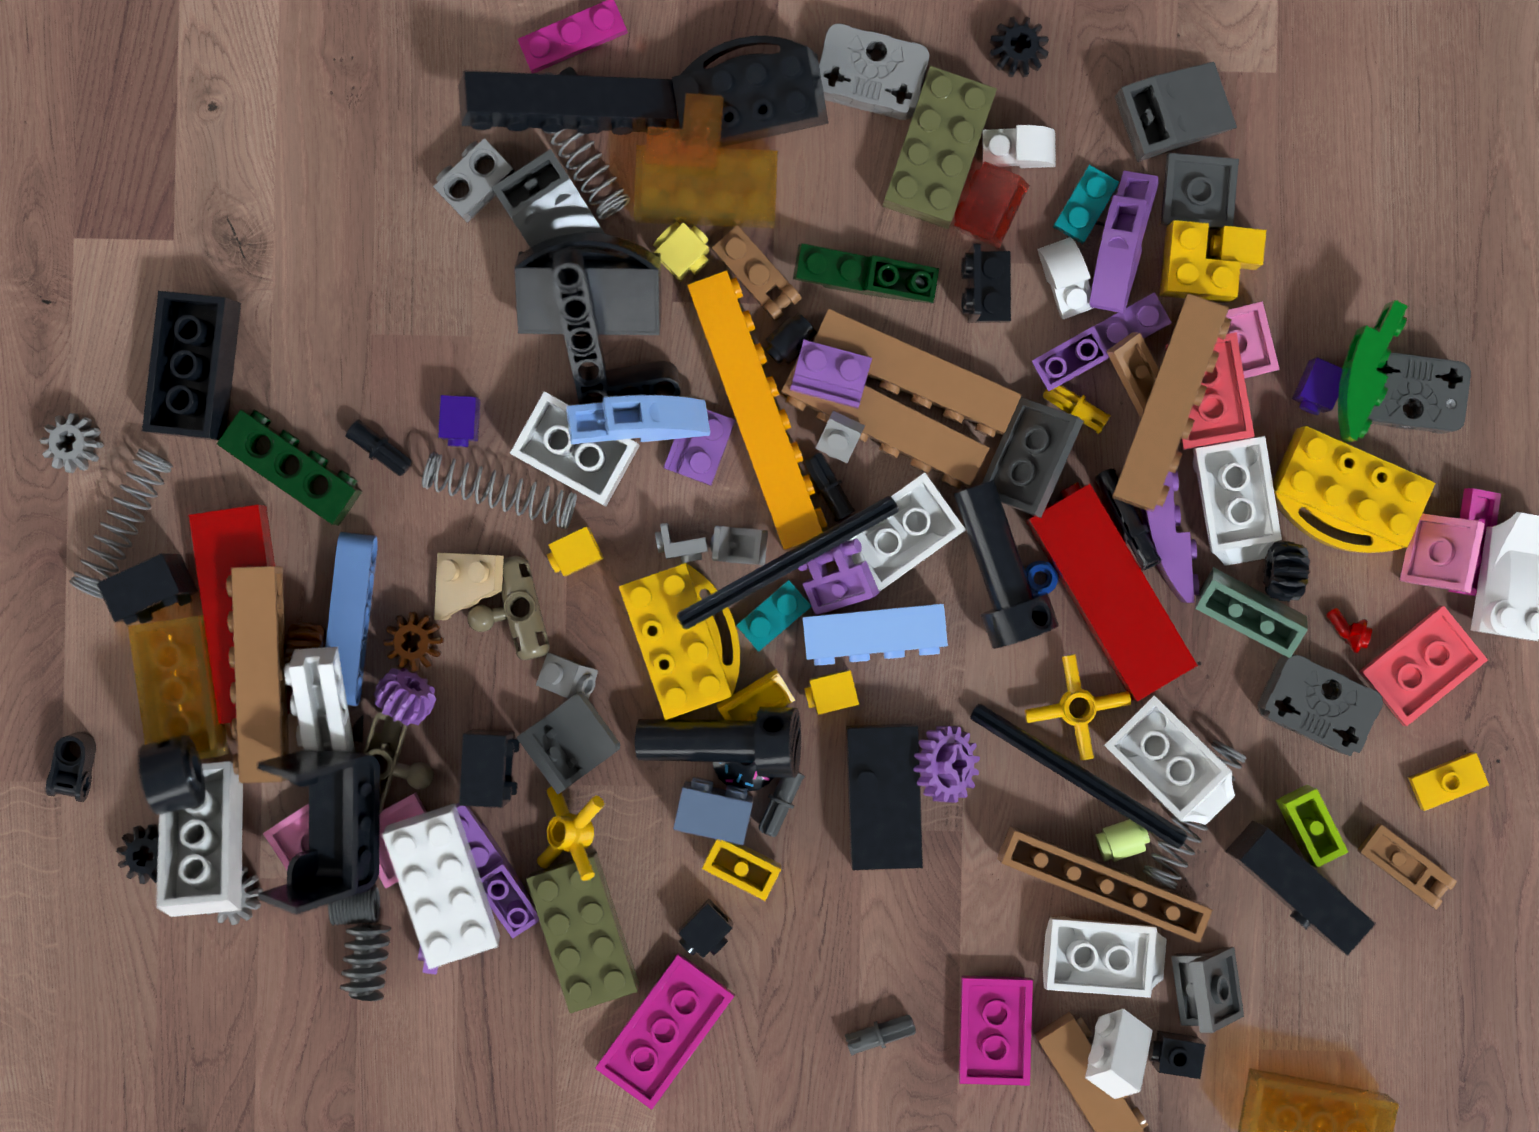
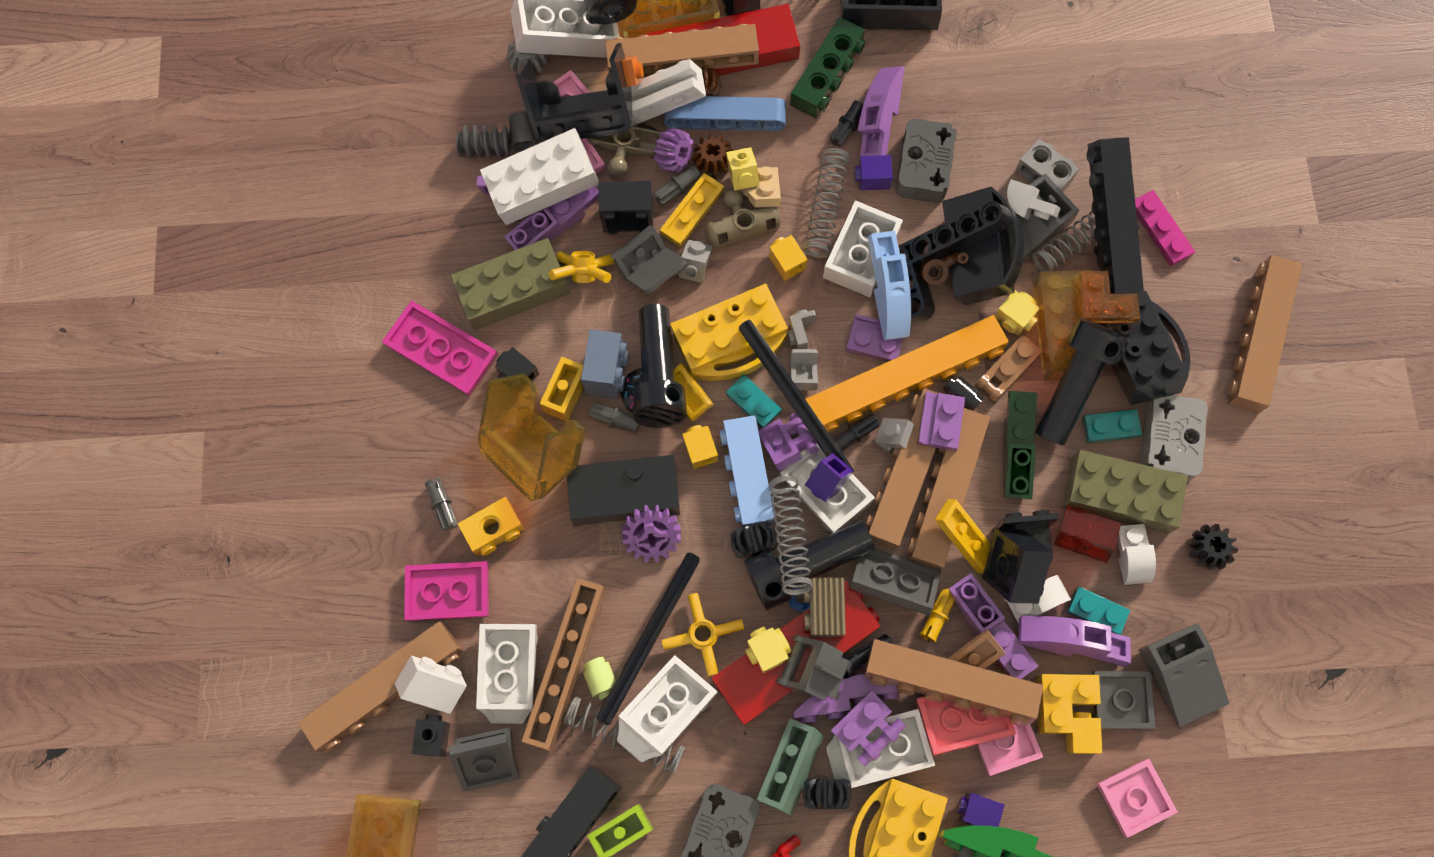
camera: 90 degrees right, 15 degrees down
(295, 748) = (632, 71): none -> orange plate
(365, 404) = (877, 111): none -> medium lavender slope
(446, 603) = (742, 169): none -> light yellow brick
(449, 335) = (932, 160): none -> dark grey axle
(453, 694) = (677, 185): none -> dark grey axle
(492, 676) = (692, 210): none -> yellow plate
(533, 224) = (1024, 200): none -> white brick
(626, 348) = (941, 267): none -> reddish brown plate
(759, 163) = (1093, 349): none -> black piece
(813, 923) = (522, 441): none -> clear yellow windscreen
(846, 148) = (1112, 426): none -> teal plate
(900, 530) = (828, 477): none -> dark purple brick
(900, 591) = (797, 578): none -> light grey piece
(924, 990) = (475, 527): none -> yellow brick
(966, 633) = (753, 539): none -> black gear
(985, 361) = (964, 534): none -> yellow plate
(1032, 302) = (1017, 565): none -> black container
(1066, 550) = (826, 608): none -> dark tan brick
(1111, 628) = (767, 648): none -> light yellow brick
(1149, 564) = (822, 672): none -> dark grey piece
(1207, 521) = (861, 722): none -> medium lavender plate
(1317, 194) = (1136, 798): none -> bright pink plate

